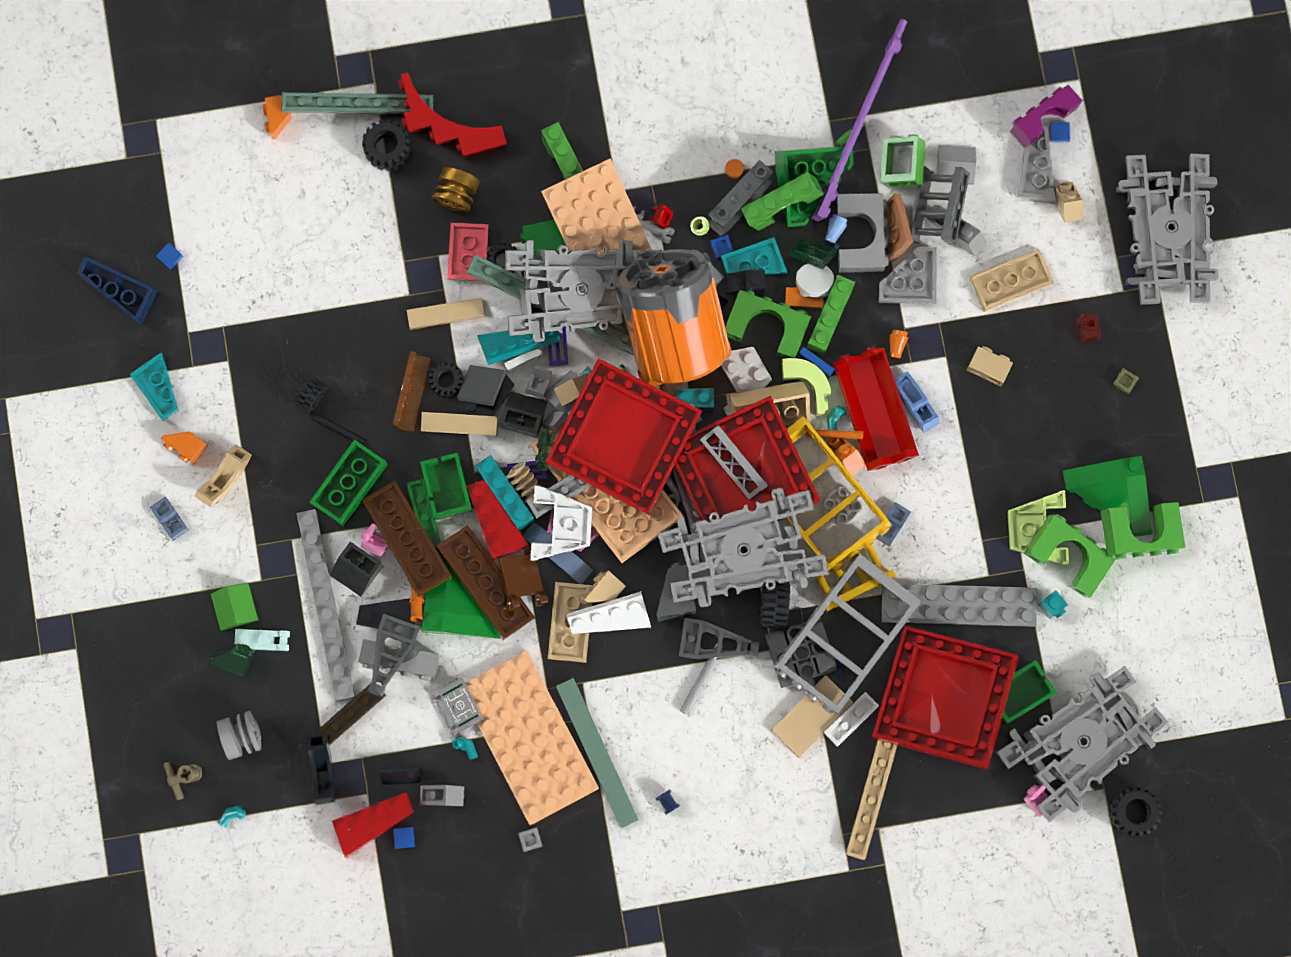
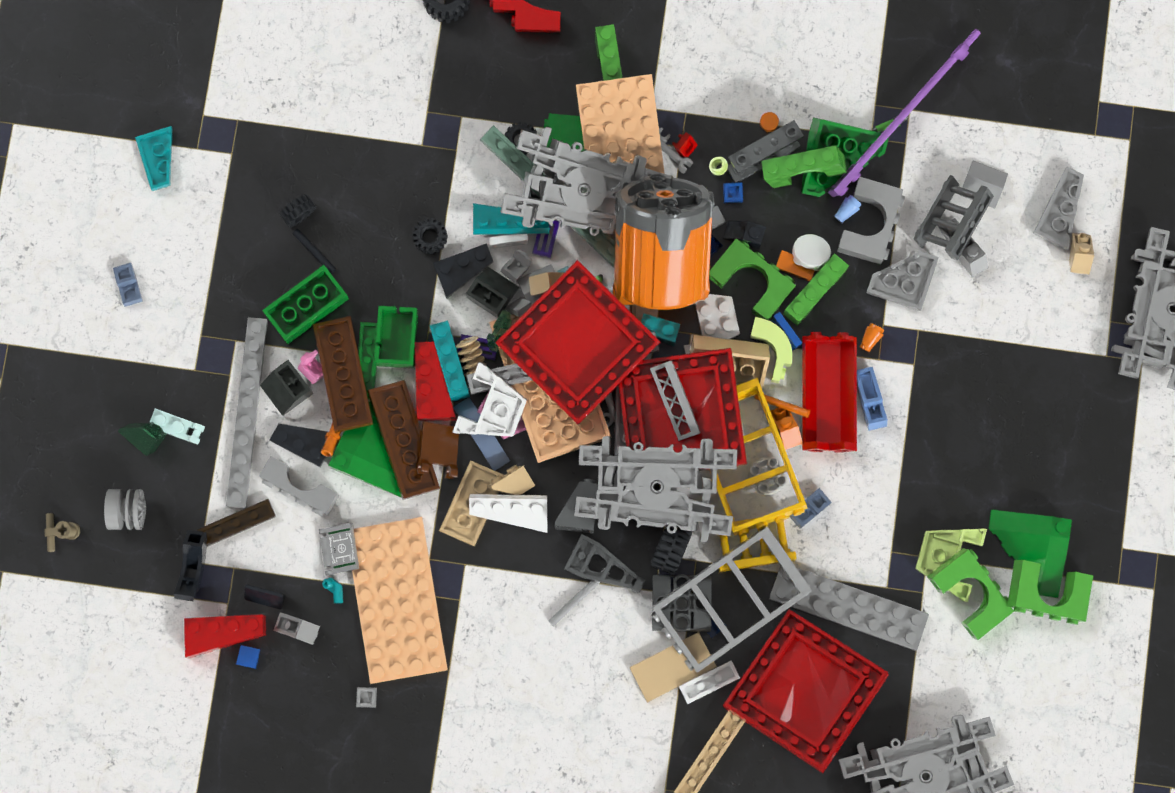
camera: 20 degrees right, 0 degrees up
(127, 293) = (157, 60): dark blue wedge -> none
(169, 256) = (209, 38): blue tile -> none
(186, 444) = (166, 219): orange slope -> none
(225, 477) = (192, 262): tan arch -> none
(229, 813) = (93, 580): teal arm -> none
(234, 606) = (161, 386): bright green slope -> none
(397, 630) = (305, 458): dark grey plate -> none
(411, 392) = (393, 237): clear orange fence -> none
(445, 313) = (450, 173): tan tile -> none
(455, 189) = (499, 56): pearl gold wheel -> none
(459, 423) = (428, 281): tan tile -> none
(464, 243) = (489, 111): coral plate -> none
(481, 385) = (461, 251): dark grey tile -> none
(597, 753) = (456, 636): sand green tile -> none
(667, 802) = (508, 704): dark blue bush -> none
(758, 256) = (763, 212): teal wing -> none
(814, 253) = (819, 226): clear green wing -> none
(834, 415) = (788, 386): teal arm -> none
(899, 231) = (907, 233): nougat wing -> none
(914, 178) = (930, 183): bright green window -> none
(989, 365) = (953, 386): tan brick -> none
(1011, 280) = (1001, 311): tan tile -> none
(1026, 691) = (886, 710): green piece -> none
(1053, 605) = (940, 636): teal brick -> none
(1060, 131) = (1094, 184): blue tile -> none
(1062, 104) = (1105, 158): magenta arch -> none
(1088, 327) = (1061, 380): clear red brick -> none
(1125, 381) = (1080, 443): olive tile -> none

